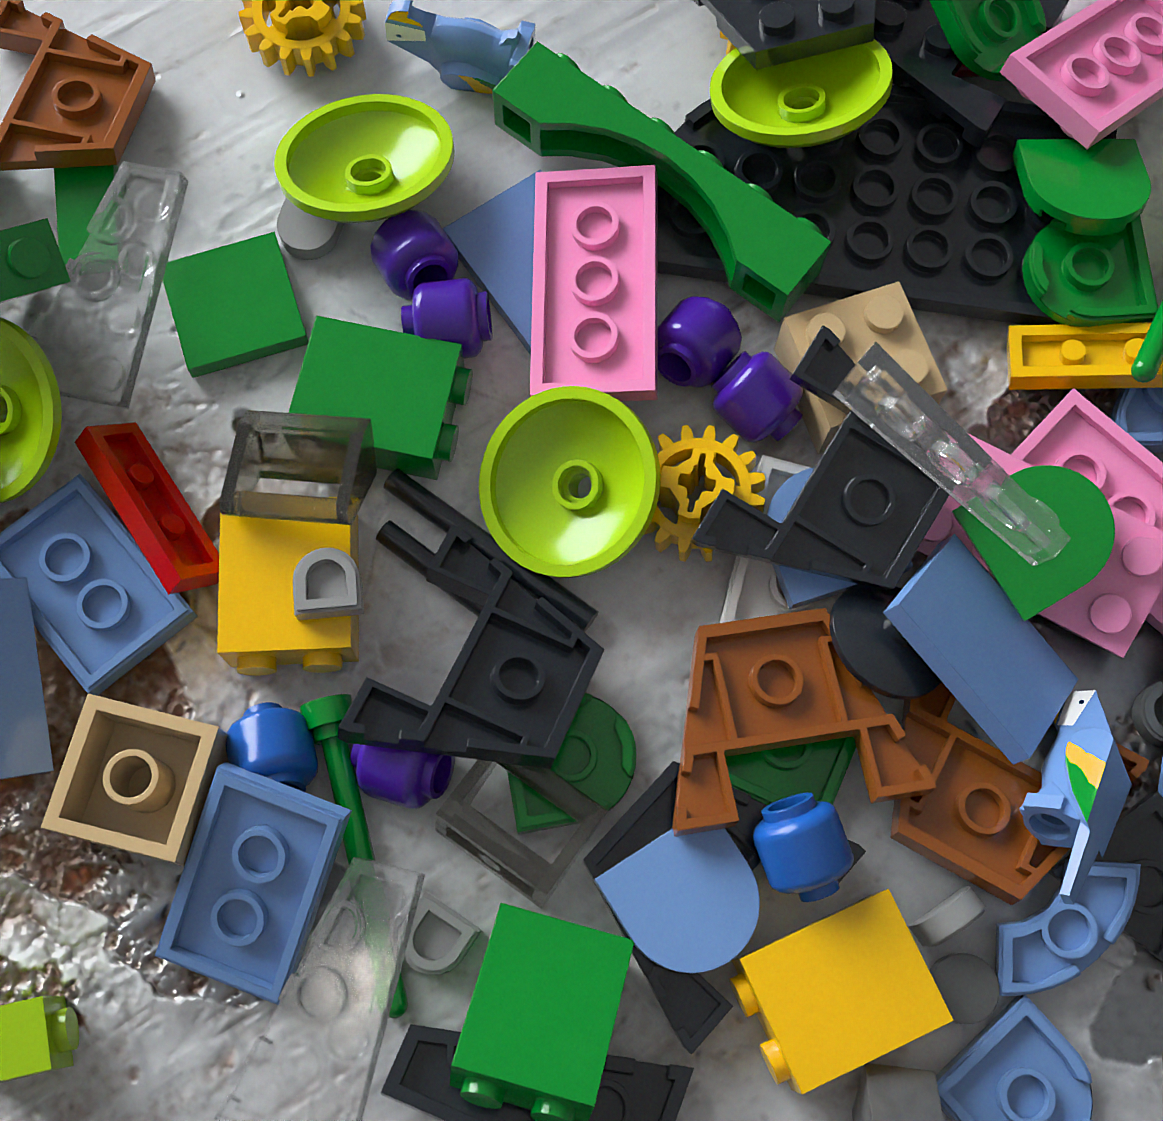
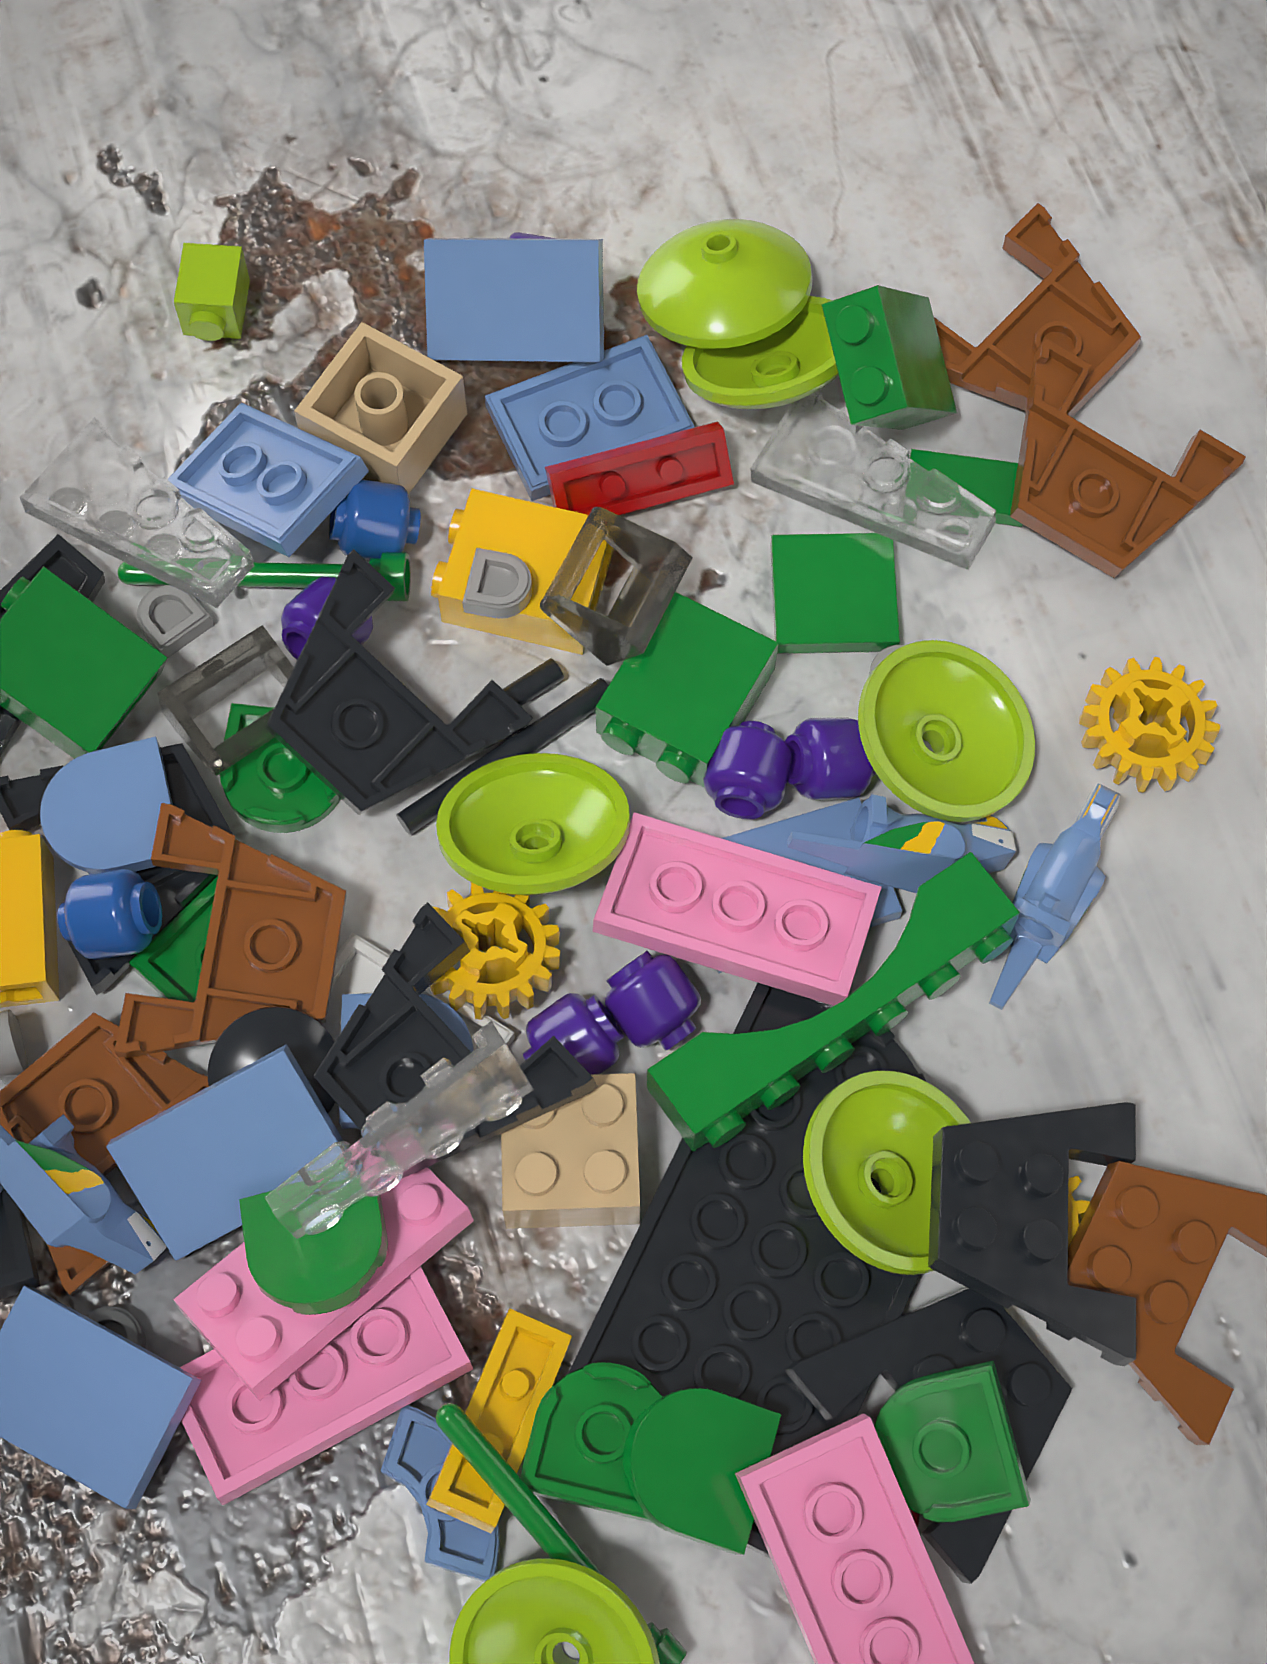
camera: 110 degrees right, 5 degrees down
(485, 165) = (908, 847): none -> medium blue animal

